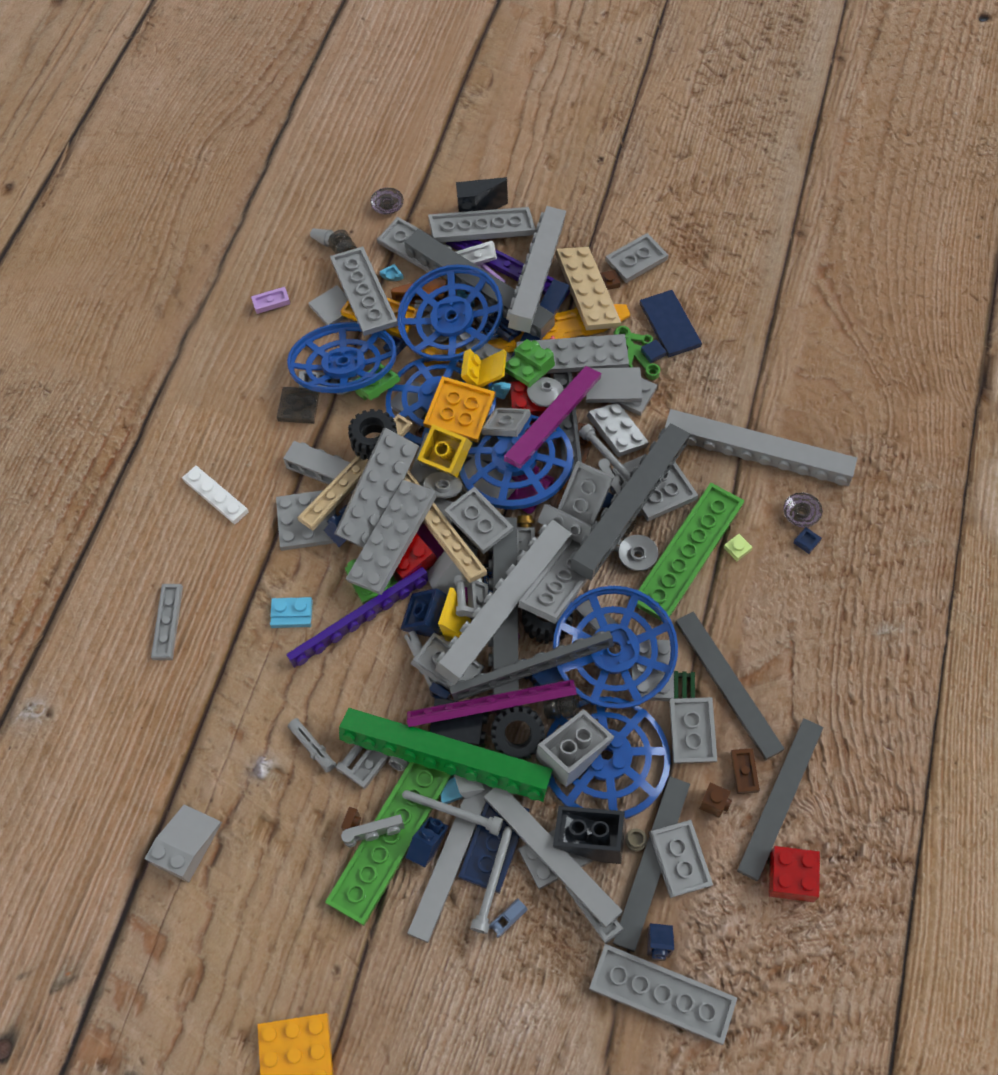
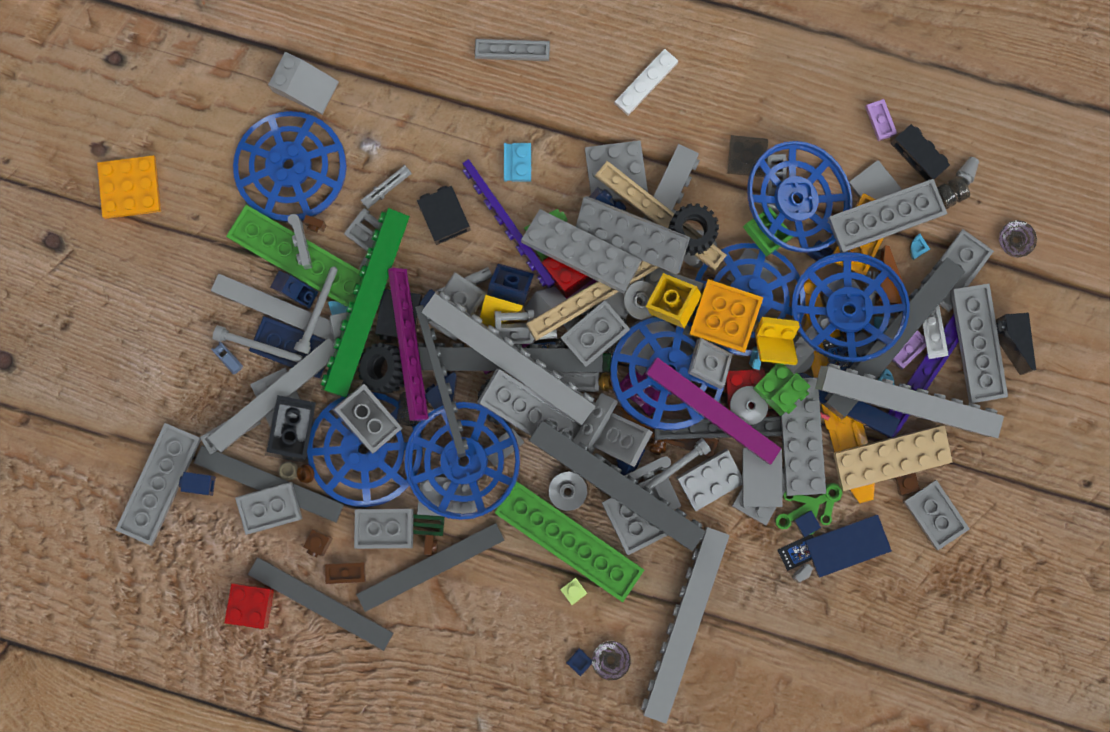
camera: 85 degrees right, 20 degrees up
(284, 868) = (297, 174): none -> blue dish
(305, 270) = (920, 153): none -> black brick
(346, 682) = (443, 214): none -> black brick
(638, 818) = (305, 473): none -> reddish brown plate
(681, 365) = (795, 553): none -> black sticker
(699, 355) = (802, 573): none -> light grey tile
(706, 683) = (430, 545): none -> reddish brown plate

